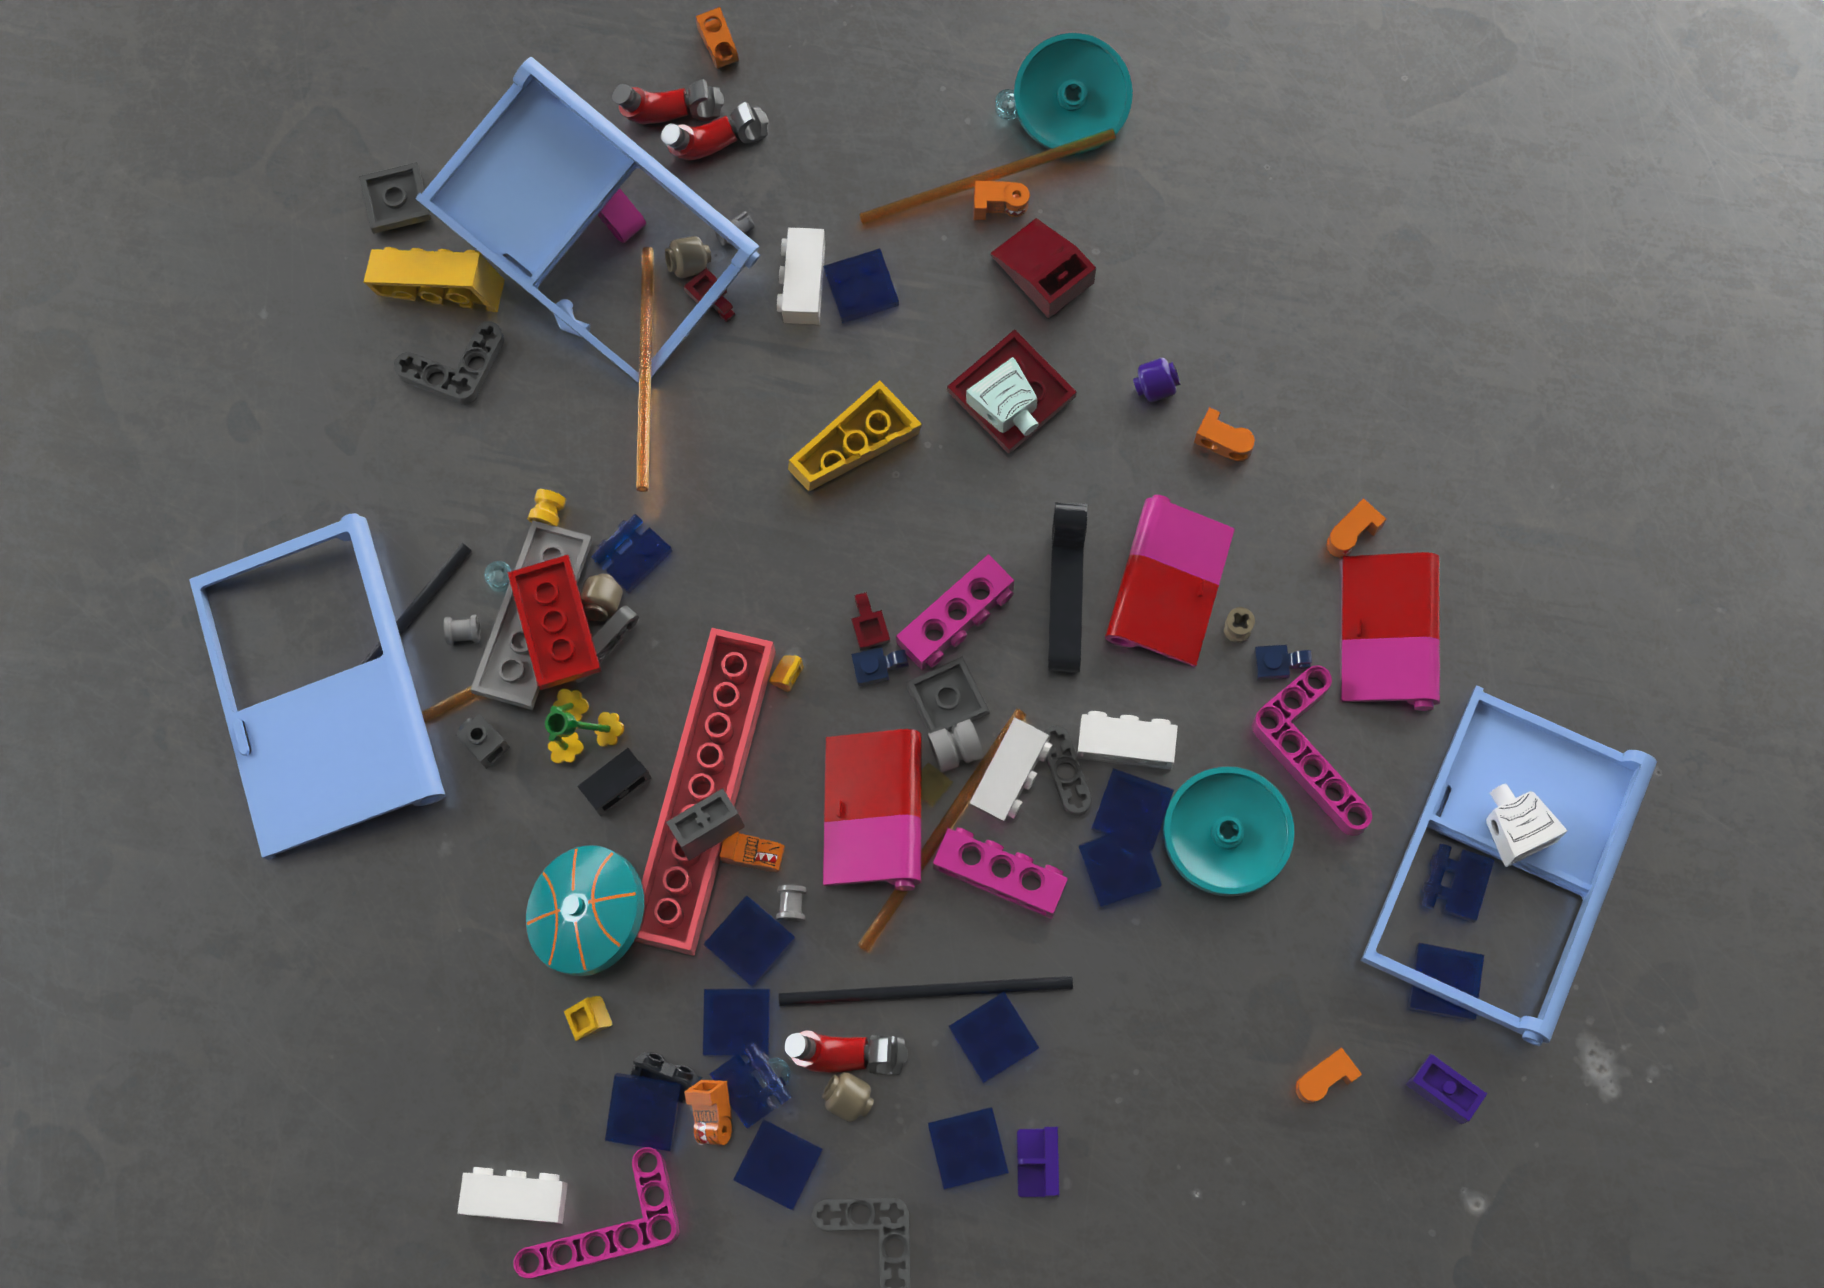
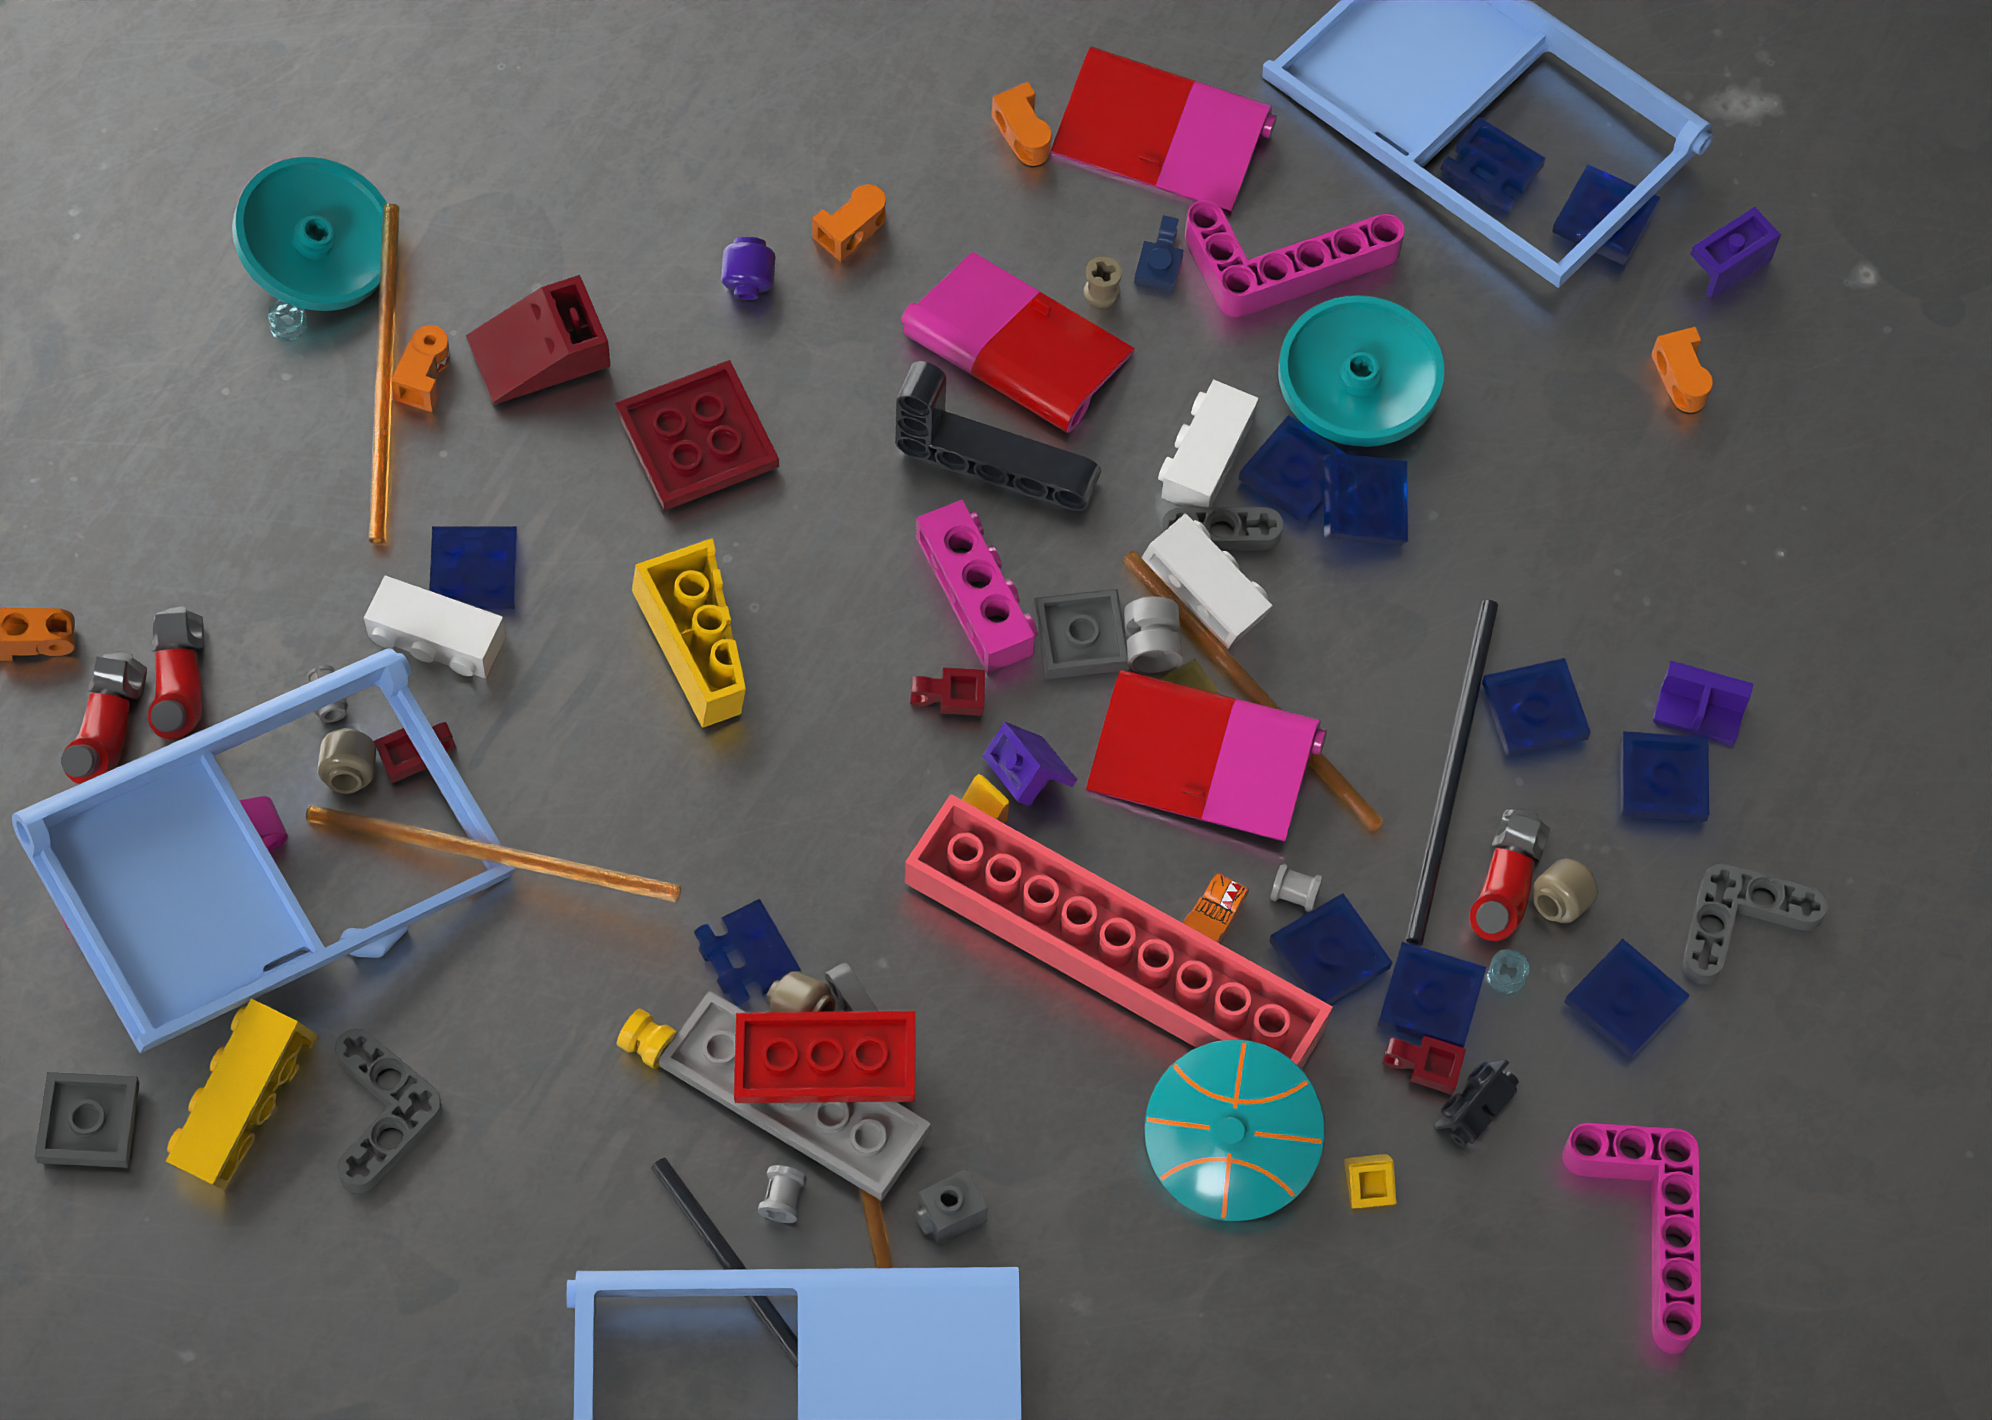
camera: 80 degrees left, 10 degrees down
(490, 574) = (707, 1138): clear light blue bush -> none
(513, 1196) = (1584, 1328): white brick -> none
(566, 718) = (978, 1079): yellow plant -> none
(614, 781) = (1062, 1059): black panel -> none
(643, 1111) = (1518, 1136): clear blue plate -> none
(684, 1038) = (1433, 1063): none -> dark red plate
(705, 824) = (1177, 931): dark grey hinge -> none
(710, 1111) = (1542, 1051): orange leg -> none
(745, 1093) = (1524, 1010): clear blue plate -> none
(824, 690) = (1025, 762): none -> dark purple panel
(873, 666) = (1010, 702): dark blue plate -> none
(1005, 399) = (715, 433): light aqua torso -> none
(1042, 900) = (1299, 686): dark pink brick -> none
(1521, 825) = (1452, 69): white torso -> none

